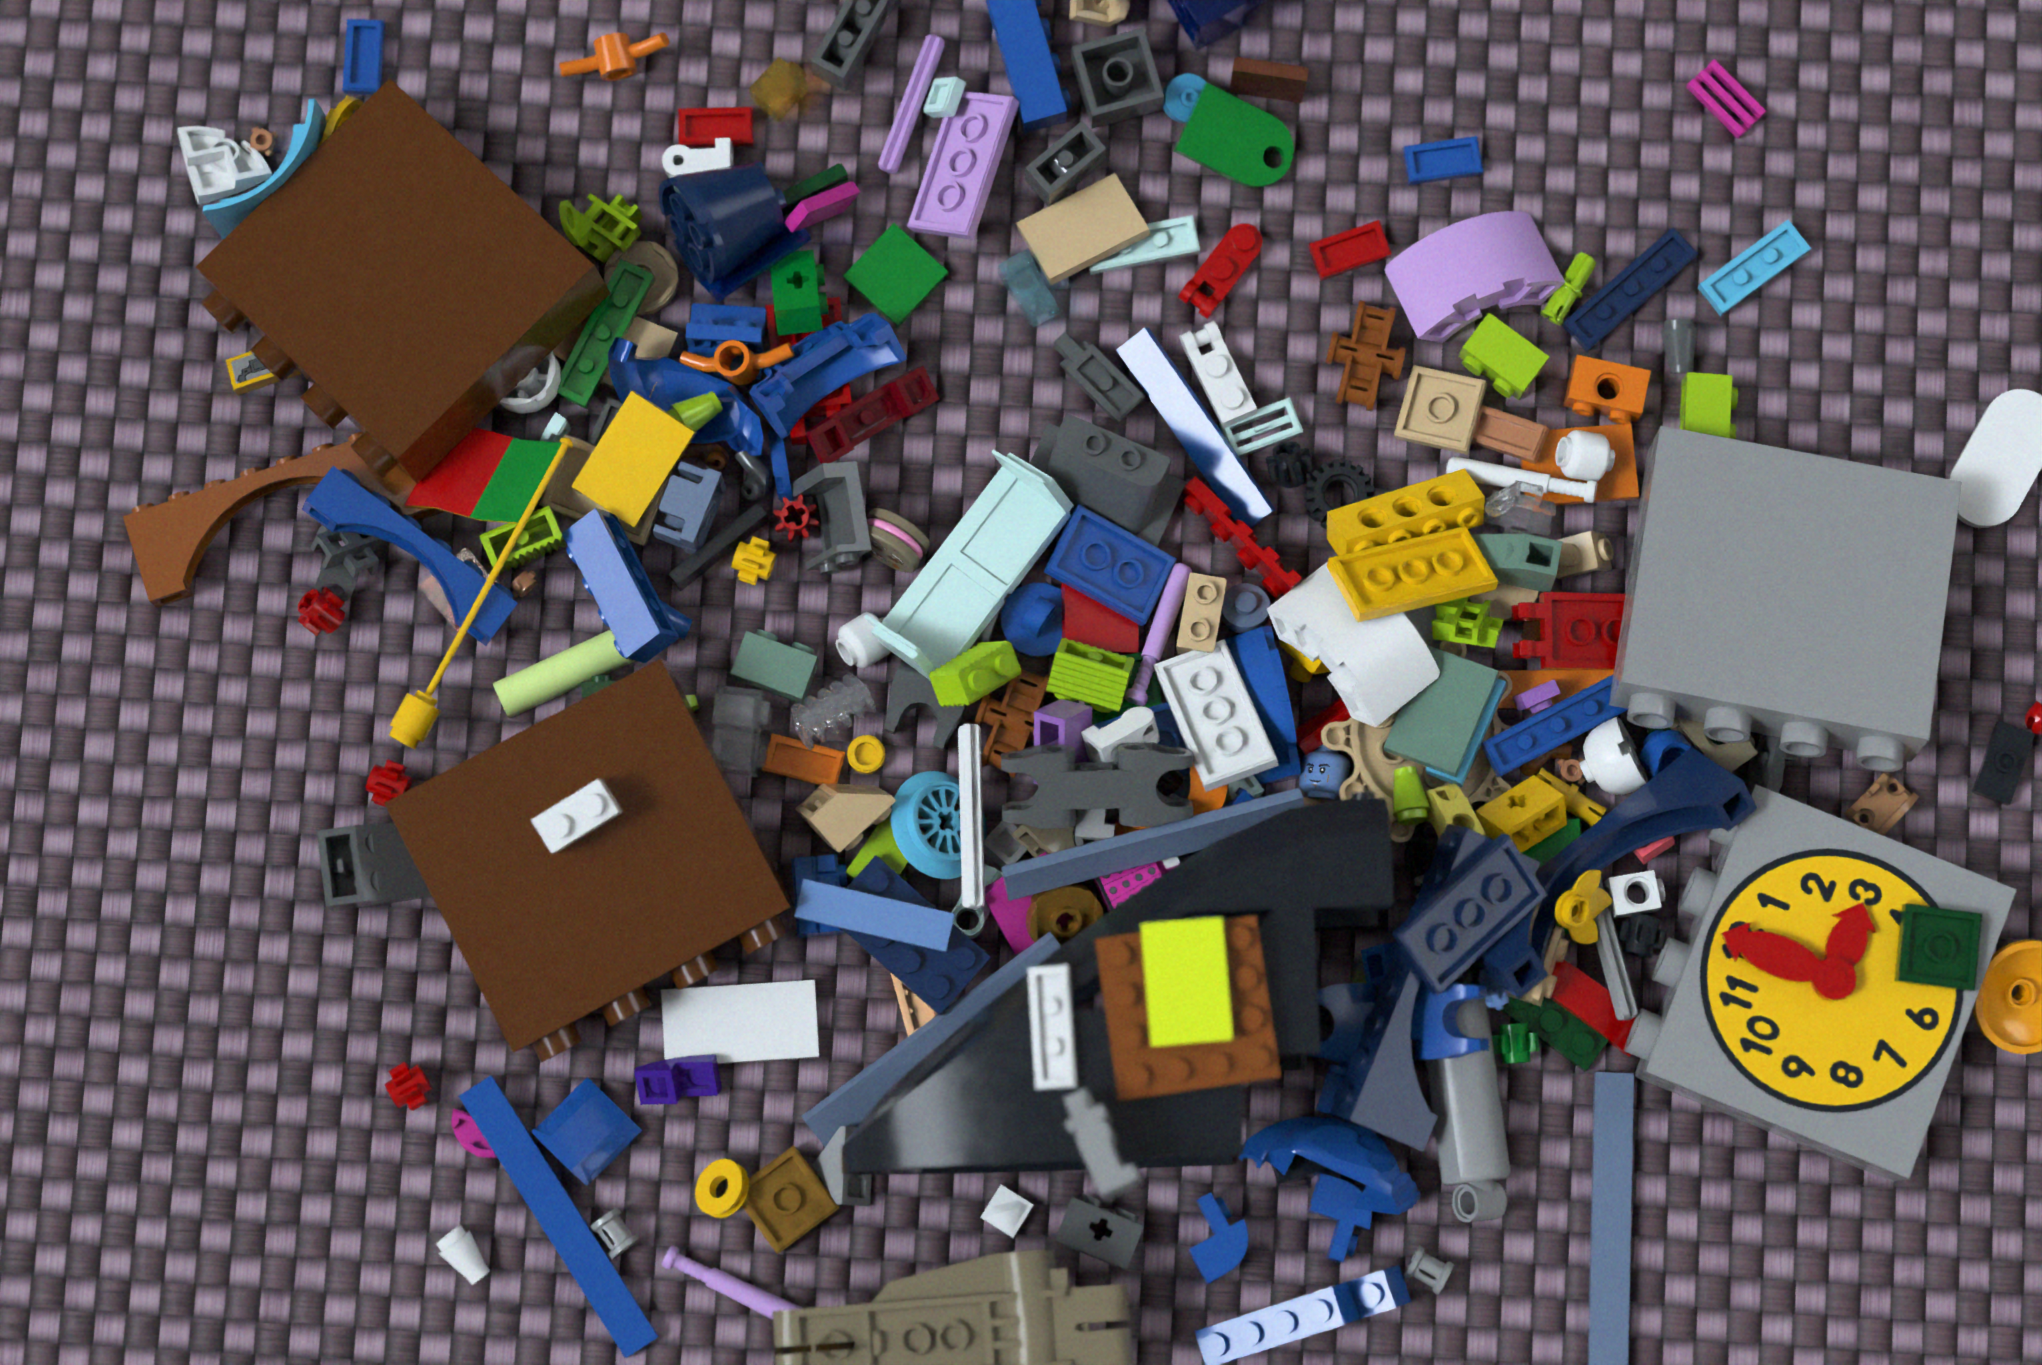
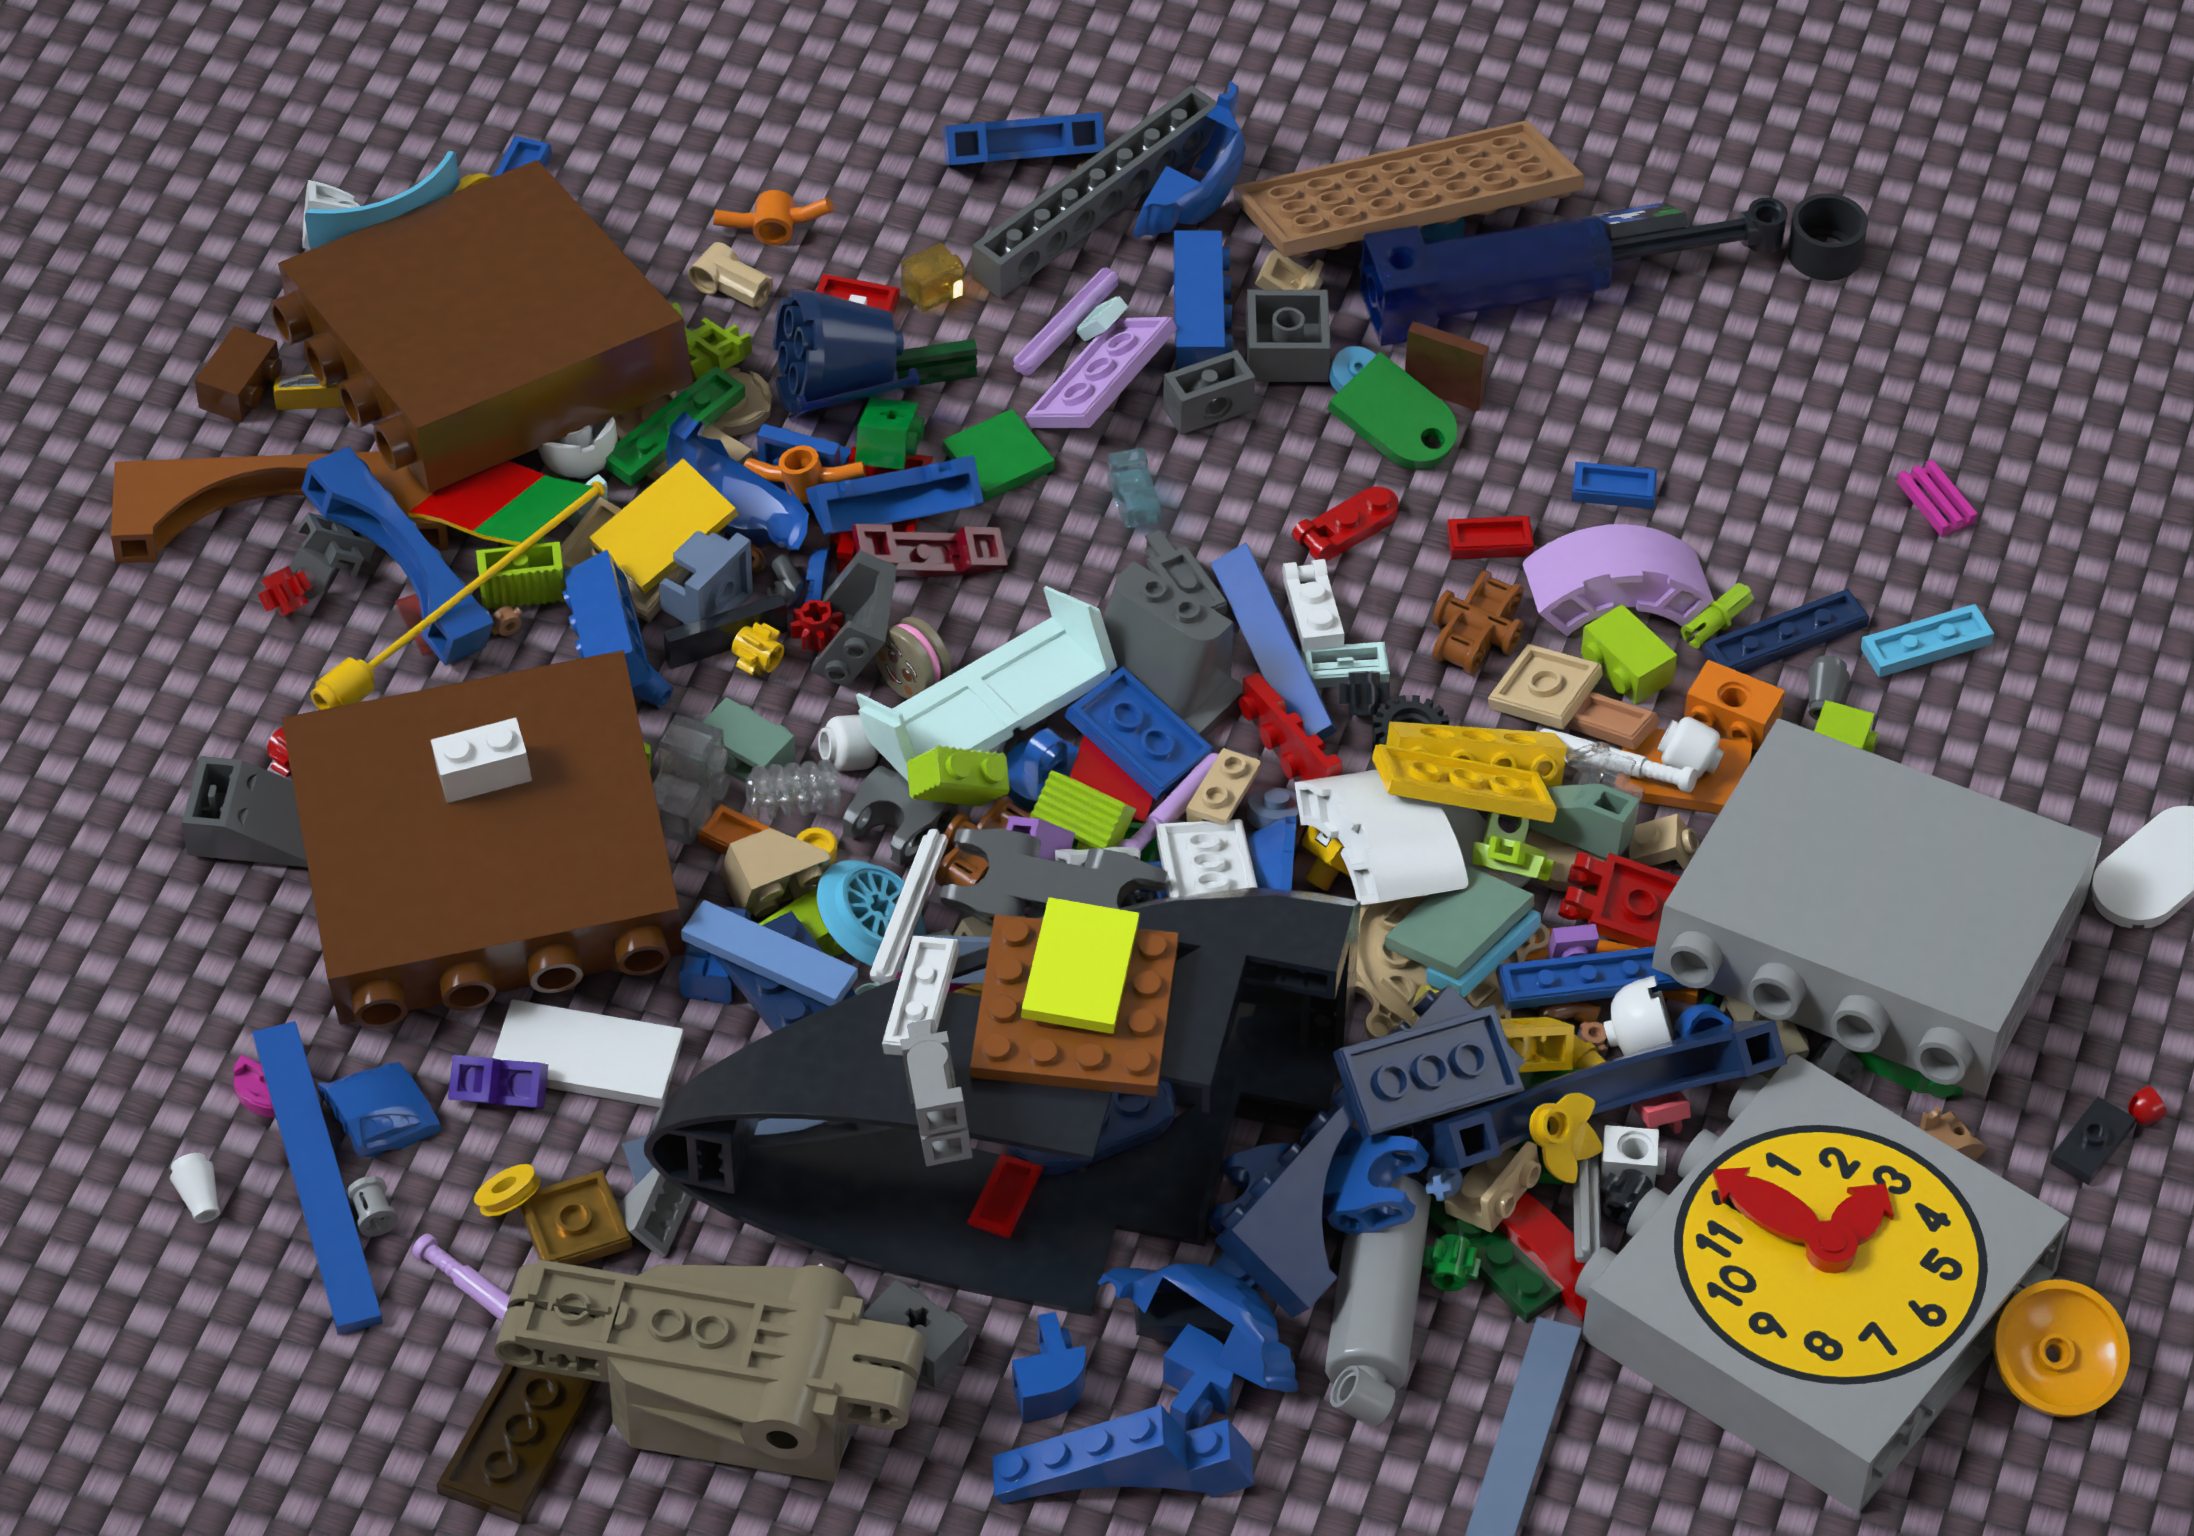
camera: 15 degrees right, 30 degrees down
(194, 374) = (238, 374): none -> reddish brown brick
(408, 1086) = (201, 1017): red gear -> none
(586, 133) = (722, 271): none -> tan piece
(696, 410) = (750, 508): lime cone -> none
(822, 206) = (942, 368): dark pink tile -> none
(1083, 229) = (1210, 454): tan tile -> none
(1166, 241) = (1268, 486): light aqua tile -> none
(1409, 798) = (1398, 990): lime cone -> none
(1428, 1270) = (1291, 1472): light grey bush -> none
(1938, 947) = (1962, 1244): dark green tile -> none

